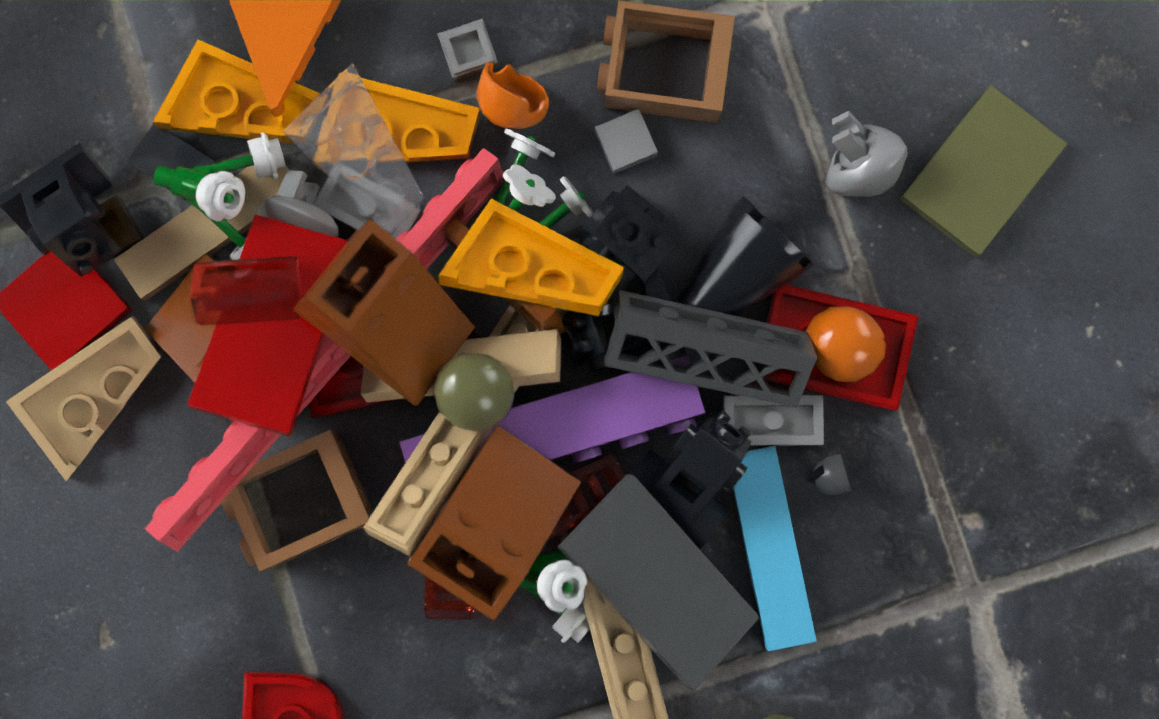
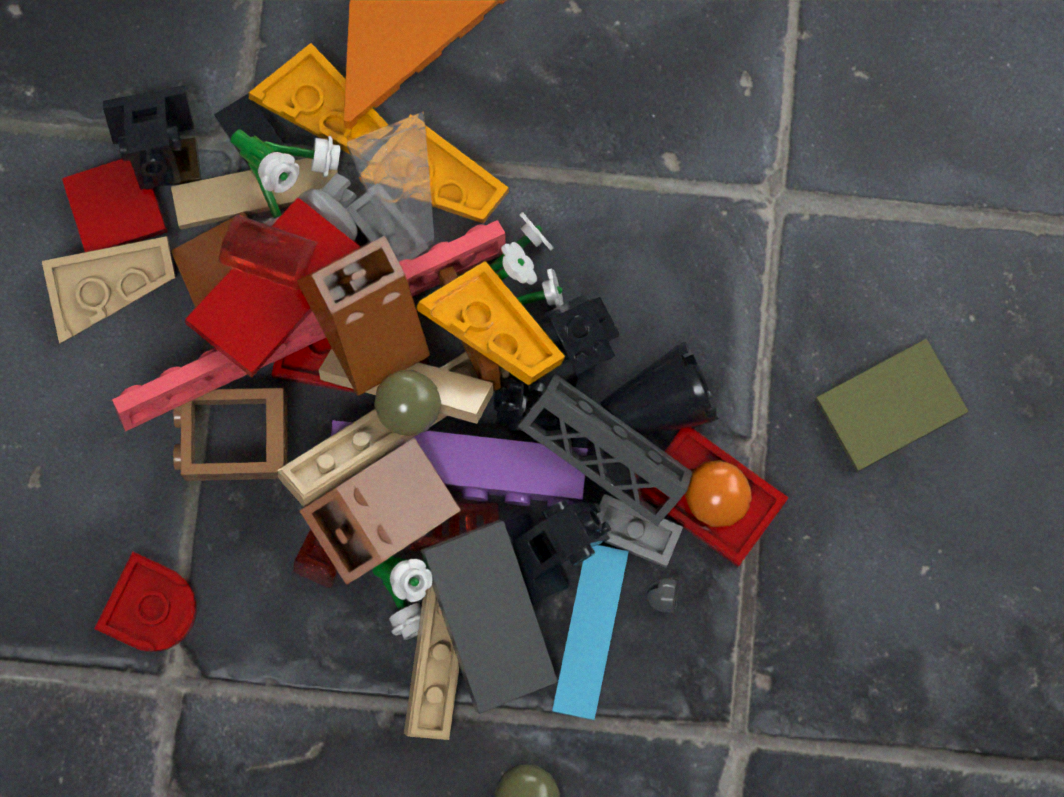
camera: 20 degrees right, 5 degrees down
(467, 49) = (520, 138): light grey tile -> none
(511, 98) = (537, 190): orange hair -> none
(626, 141) = (614, 262): light grey tile -> none
(676, 22) = (688, 181): medium nougat window -> none
(865, 158) = (798, 355): light grey piece -> none

